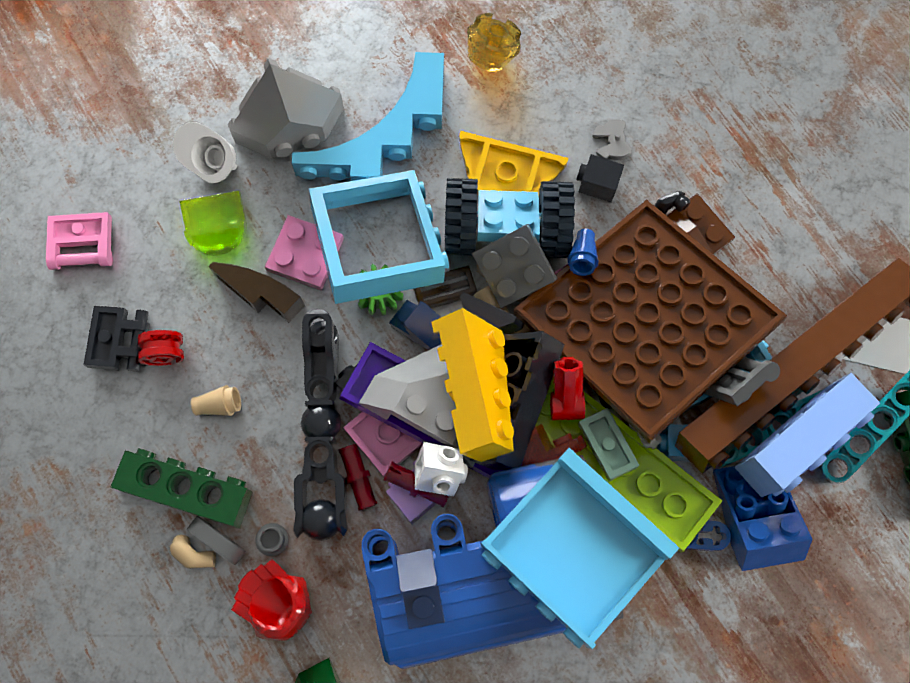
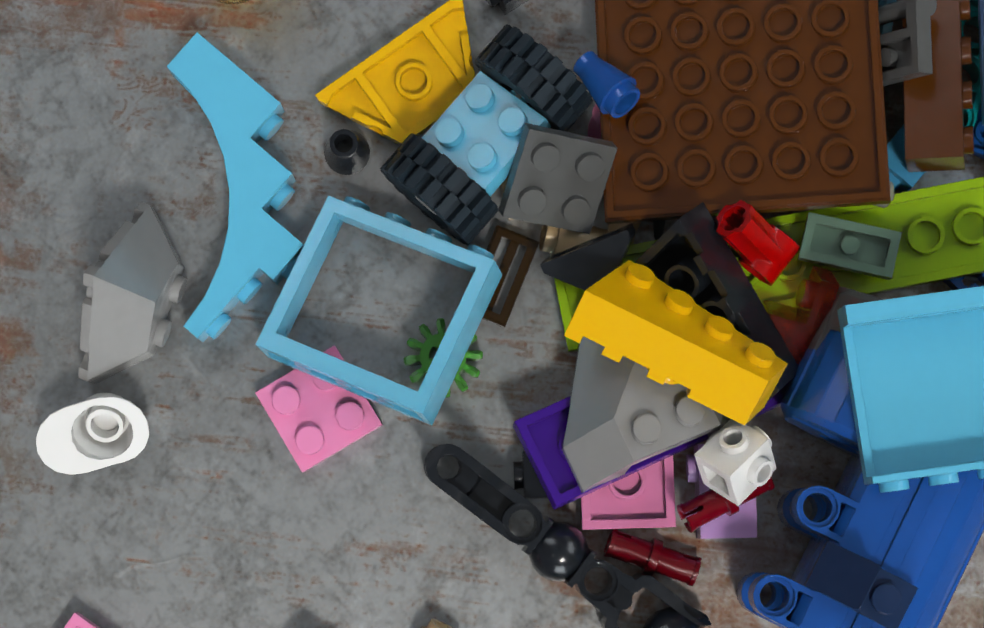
camera: 50 degrees left, 10 degrees up
(214, 222) = (193, 490): clear neon green slope -> none
(259, 289) = (327, 501): dark brown slope -> none
(416, 324) = (529, 342): dark blue slope -> none
(445, 164) = (350, 161): none -> black cone

